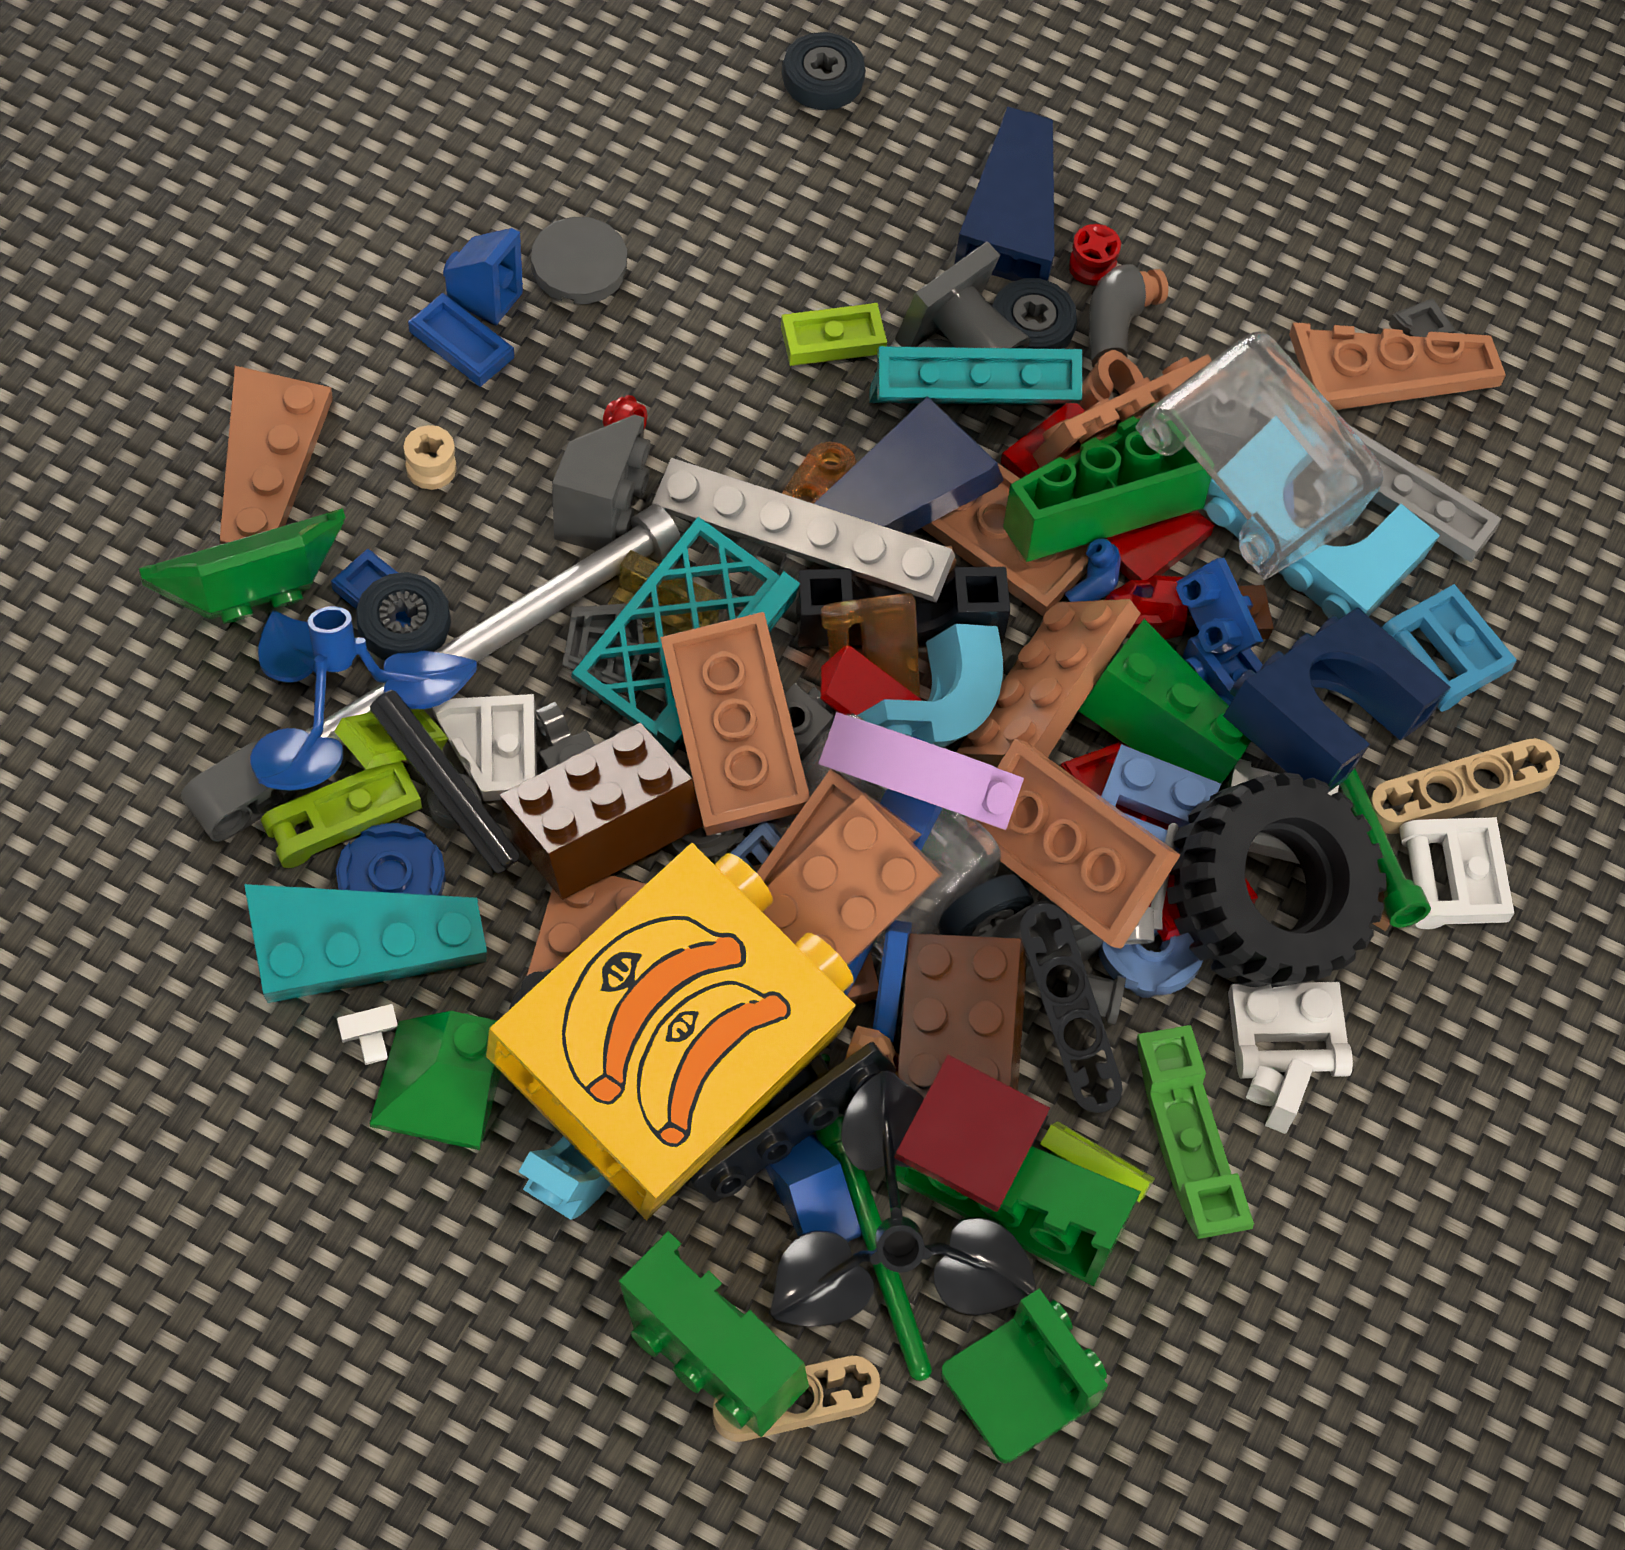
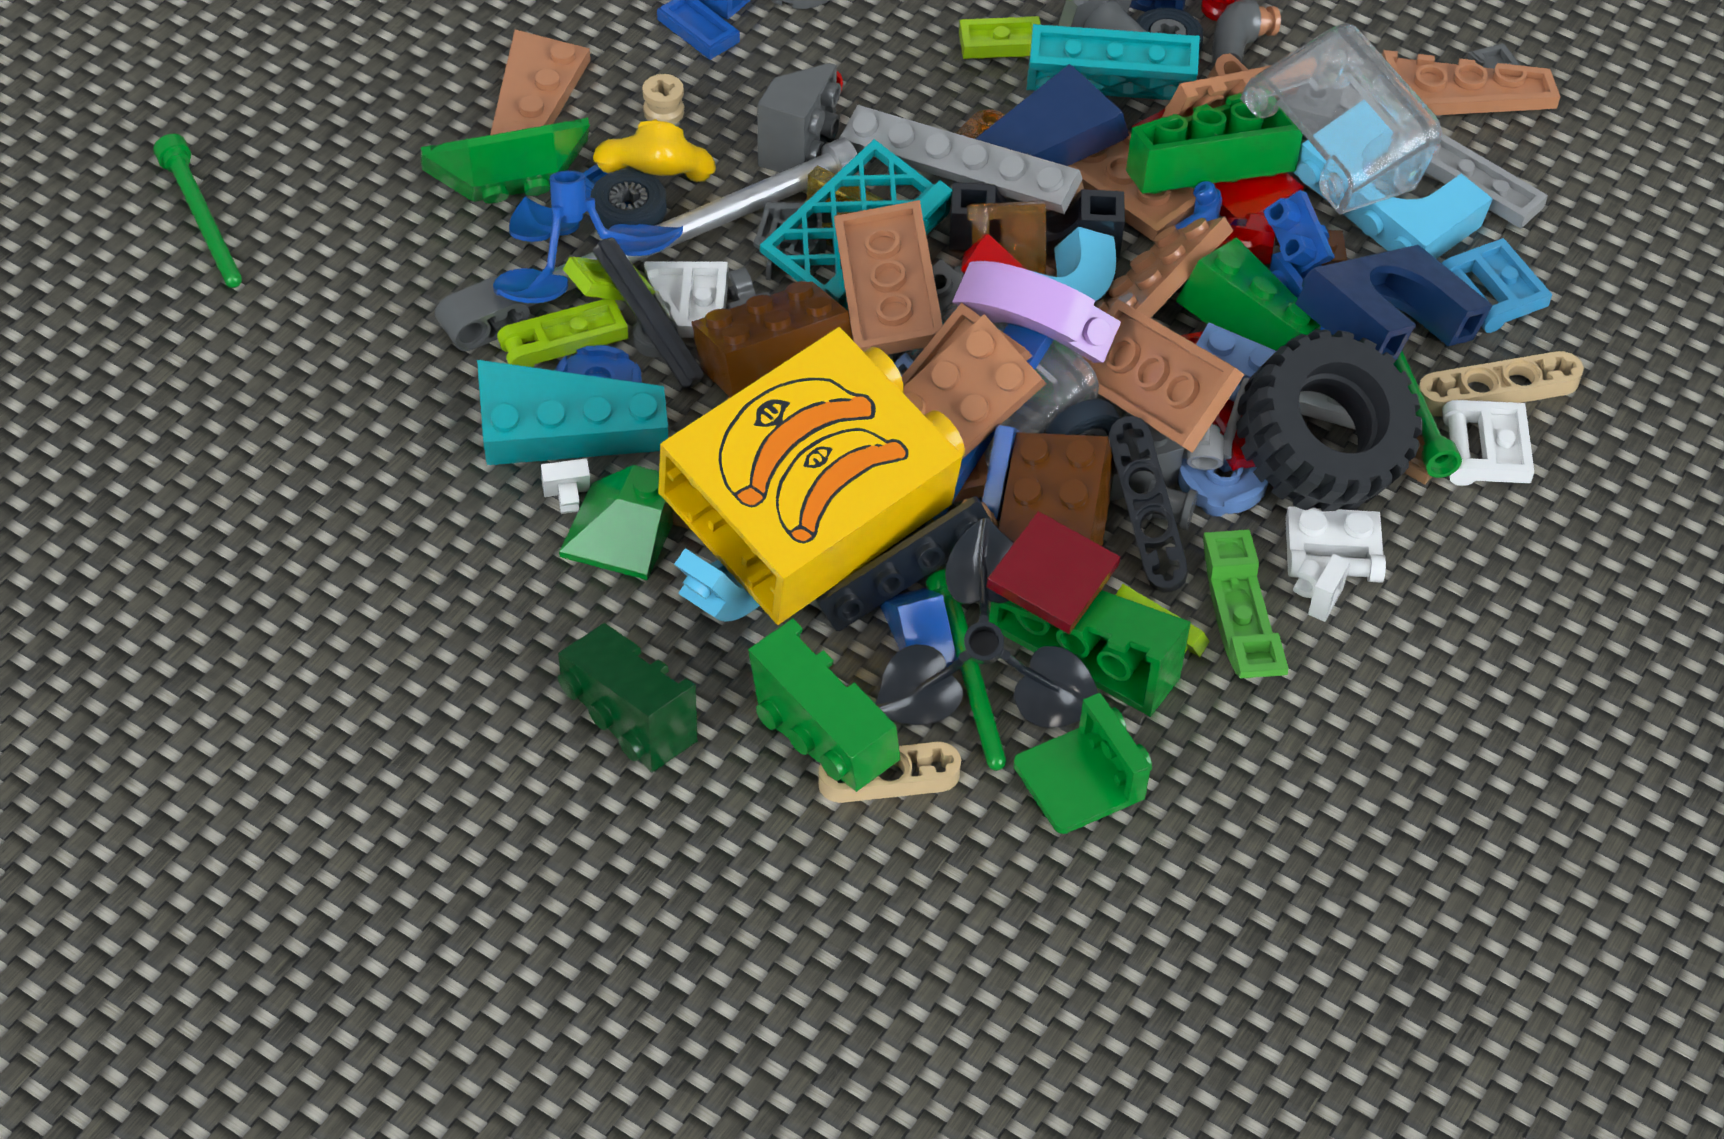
camera: 10 degrees right, 10 degrees down
(430, 546) = (656, 150): none -> yellow head
(474, 1330) = (629, 696): none -> dark green wedge

